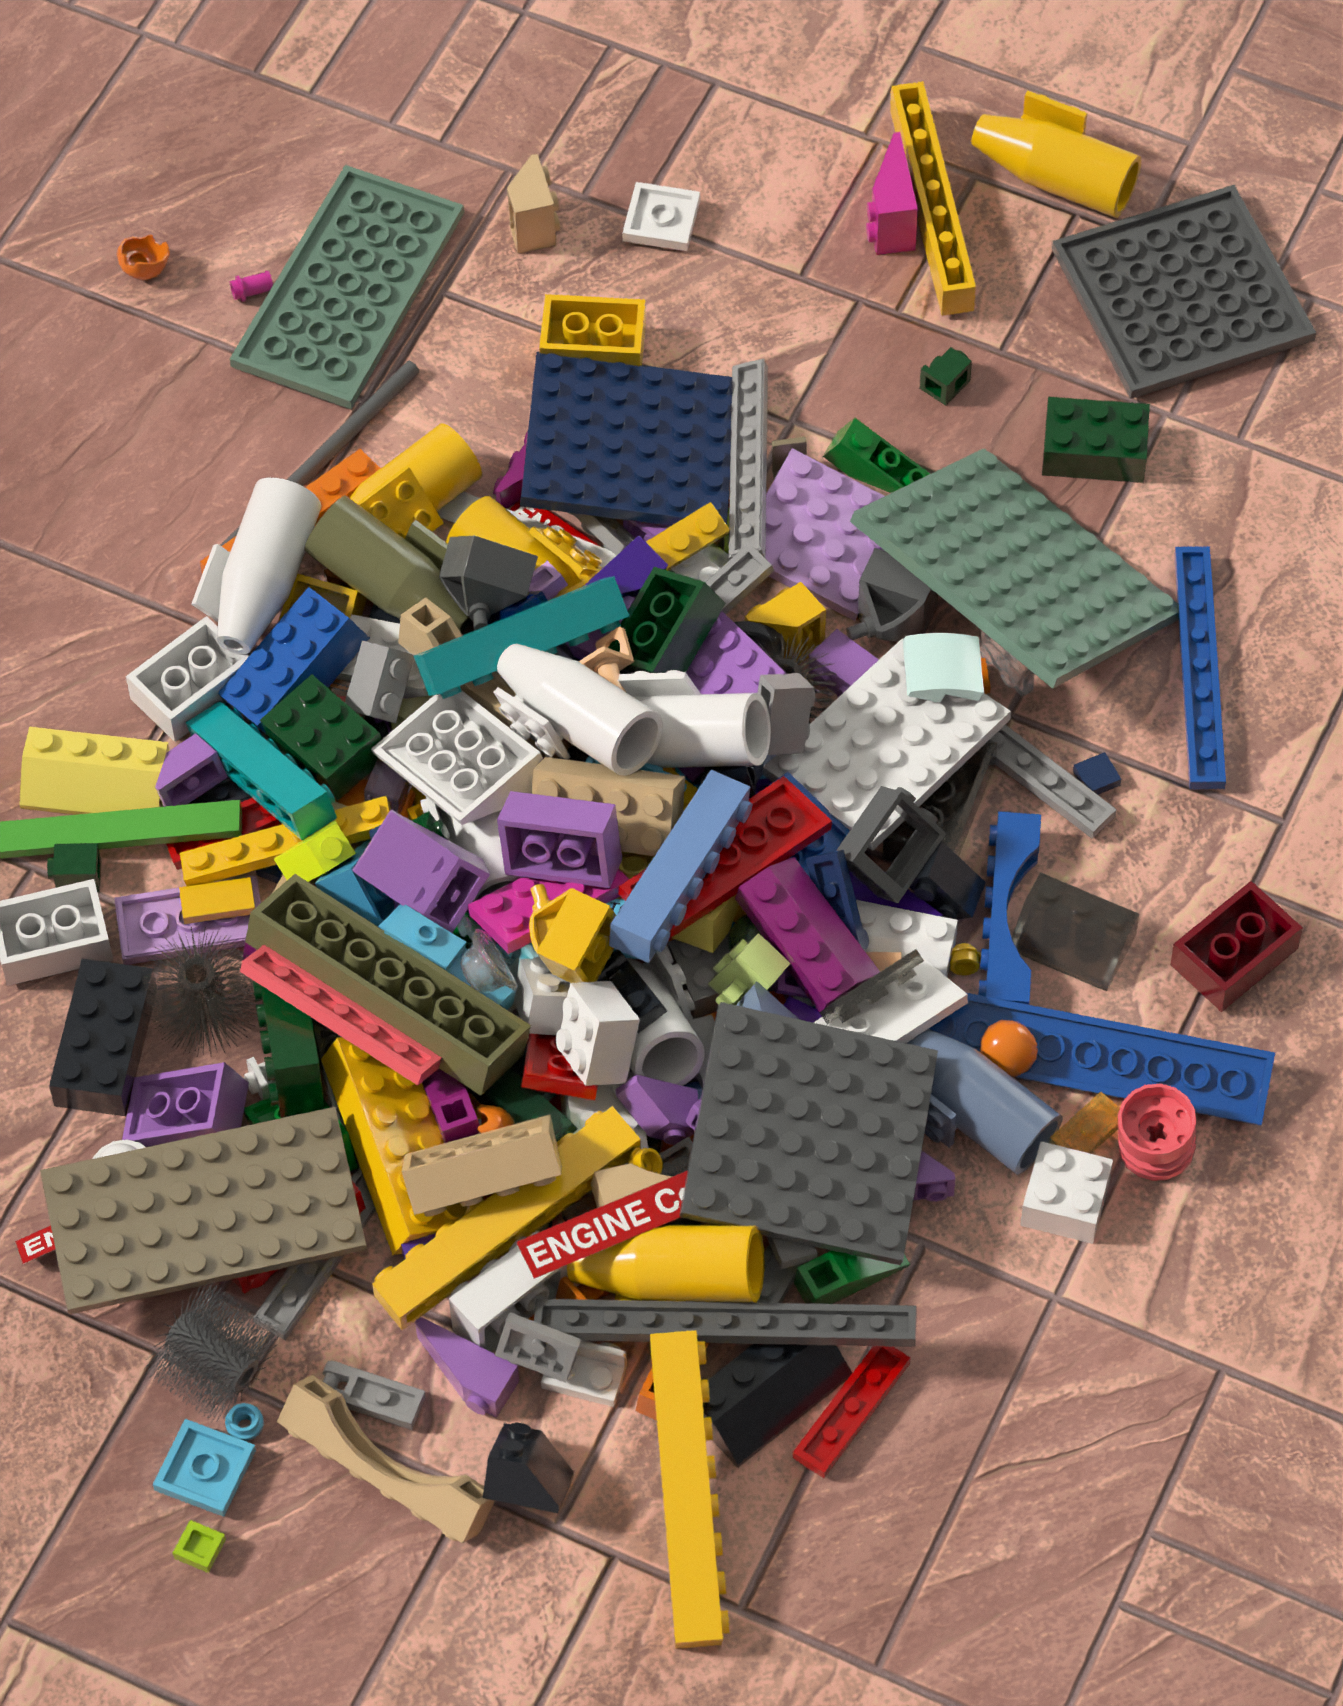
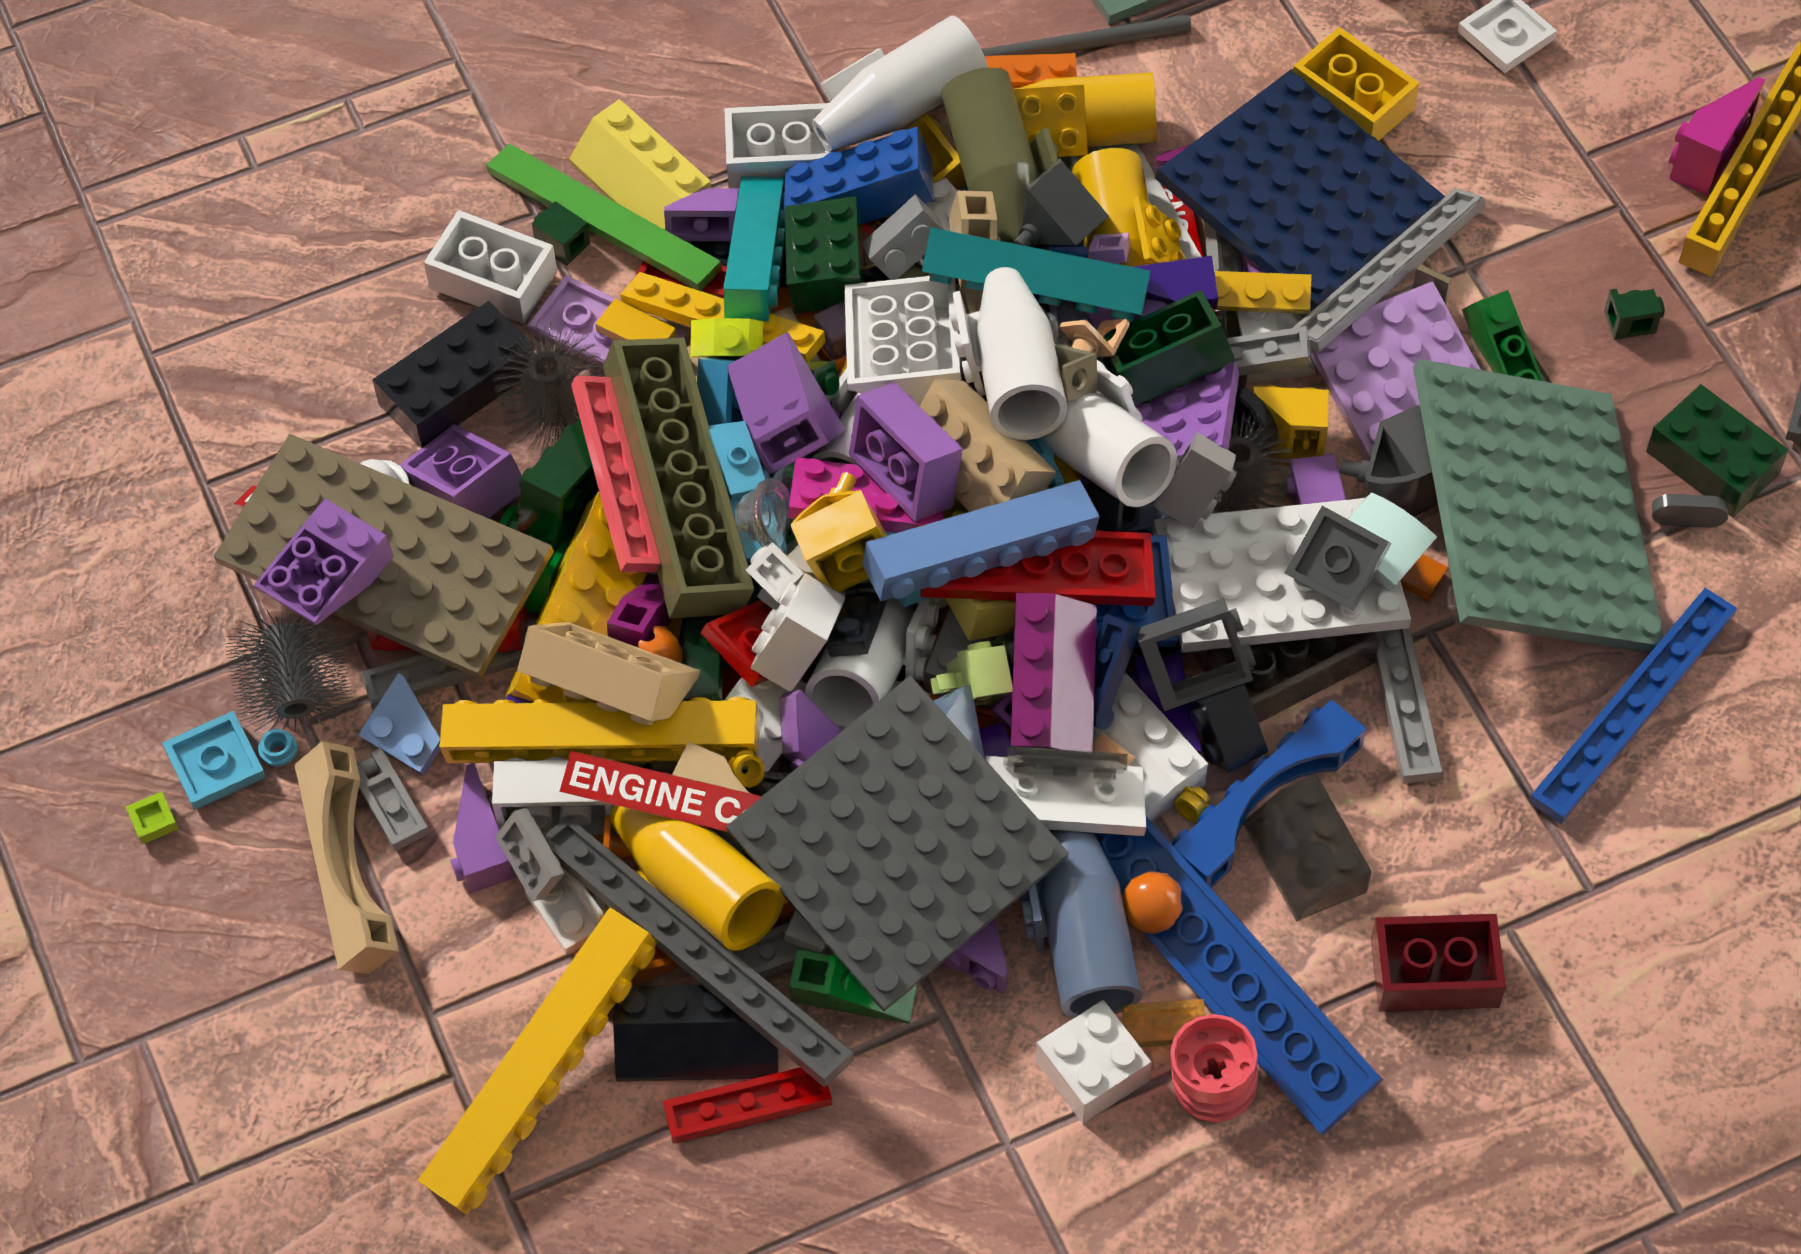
camera: 40 degrees right, 0 degrees up
(181, 1244) = (326, 563): none -> medium lavender slope
(330, 1333) = (403, 727): none -> light blue wing
(526, 1470) = (436, 948): black slope -> none
(539, 1000) = (774, 570): none -> white bracket
(638, 684) = (1077, 369): none -> dark tan bracket
(931, 700) = (1338, 558): none -> dark grey plate
(1097, 773) = (1456, 732): dark blue tile -> none
(1115, 497) = (1690, 510): none -> dark grey tile

